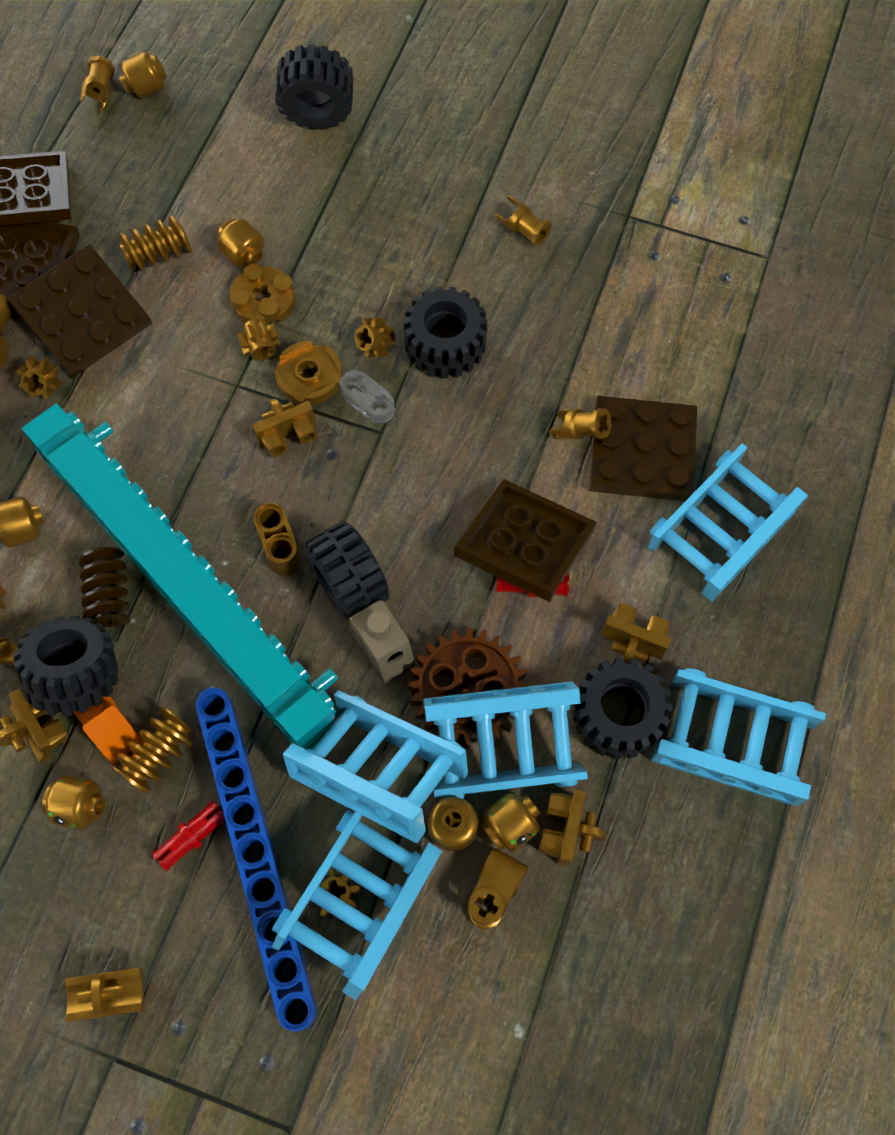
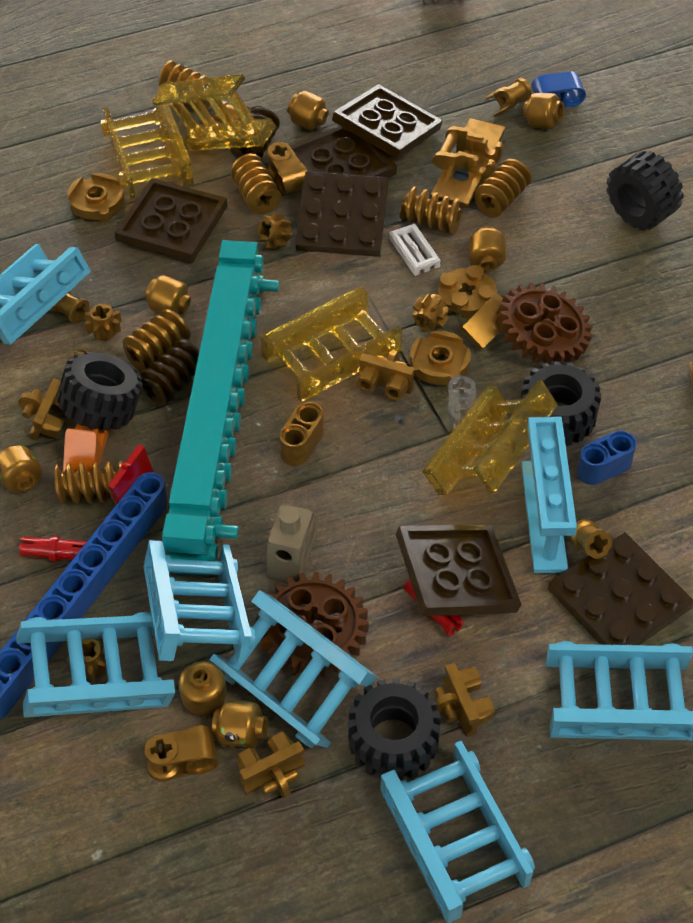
camera: 50 degrees right, 15 degrees down
(50, 569) = (154, 337): none -> pearl gold piece
(130, 40) = (563, 84): none -> blue beam
(141, 169) = (476, 159): none -> pearl gold piece
(172, 297) = (421, 263): none -> white tile
(182, 418) = (318, 322): none -> clear yellow fence
(188, 699) = (135, 466): none -> red piece
(190, 175) = (502, 187): none -> pearl gold piece
(313, 308) = (482, 325): none -> pearl gold slope
(335, 266) = (544, 324): none -> reddish brown gear
(346, 569) = (315, 477): black tyre -> none
(375, 337) = (507, 369): pearl gold gear -> none
(406, 409) = (475, 429): none -> clear yellow fence
(523, 346) = (606, 457): none -> blue beam
(532, 416) = (548, 495): none -> medium azure fence

